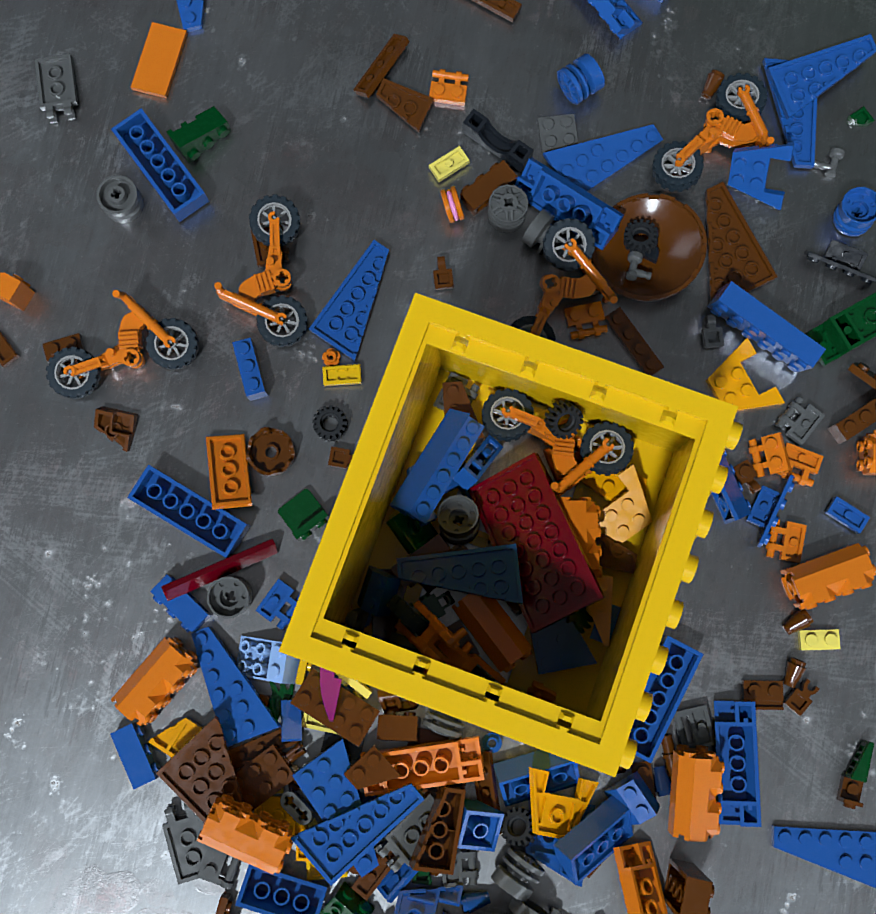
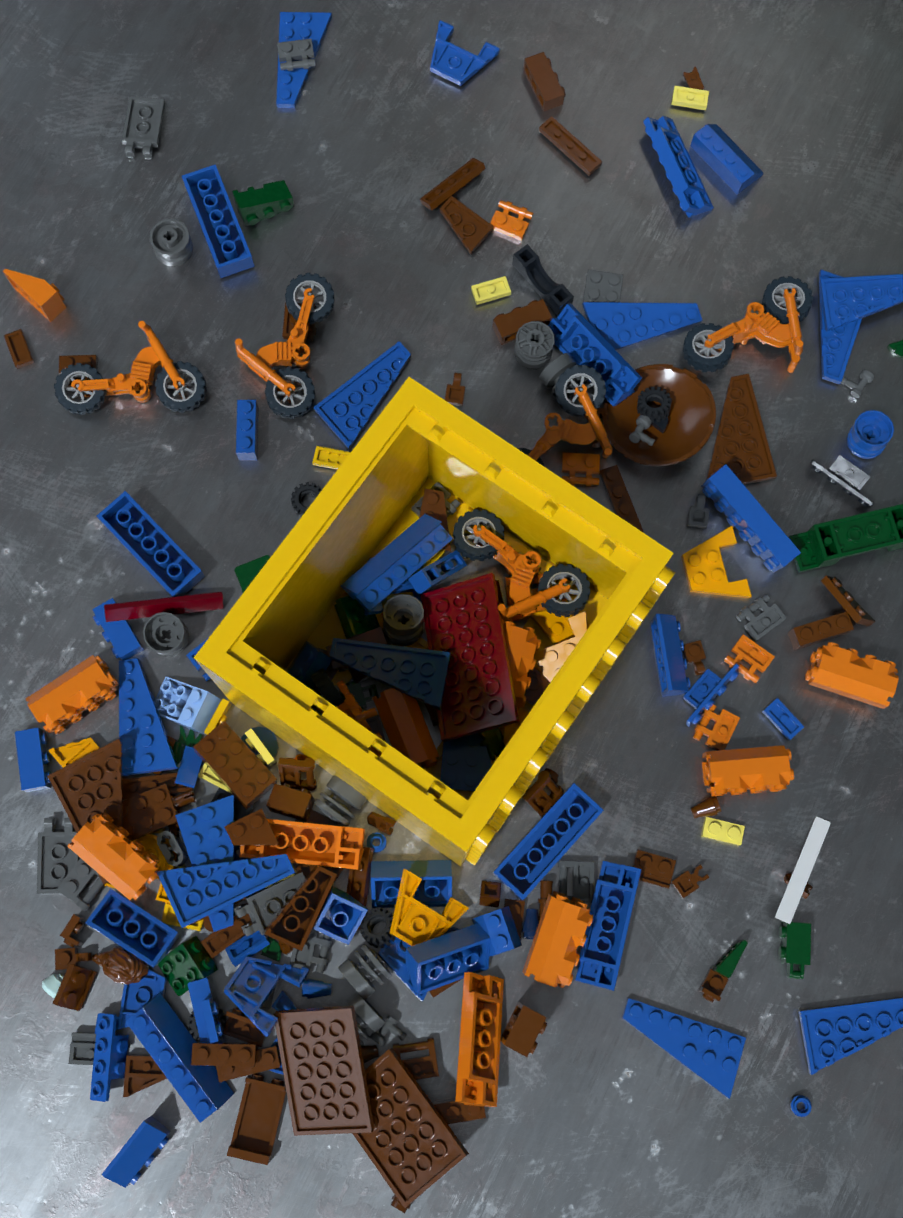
camera: 10 degrees right, 5 degrees down
(117, 425) = (106, 449): reddish brown slope -> none
(159, 60) = (245, 126): orange tile -> none
(228, 471) = (198, 518): orange tile -> none
(261, 442) = (238, 500): reddish brown plate -> none
(326, 357) = (328, 444): orange plate -> none
(329, 691) = (236, 738): magenta slope -> none
(452, 204) = (482, 327): orange head -> none
(557, 412) = (535, 556): black tyre -> none
(581, 79) = (637, 243): blue wheel -> none
(712, 83) = (763, 280): reddish brown cone -> none
(751, 168) = (777, 369): blue wing -> none
(775, 454) = (727, 641): orange plate -> none
(794, 671) = (689, 854): reddish brown cone -> none

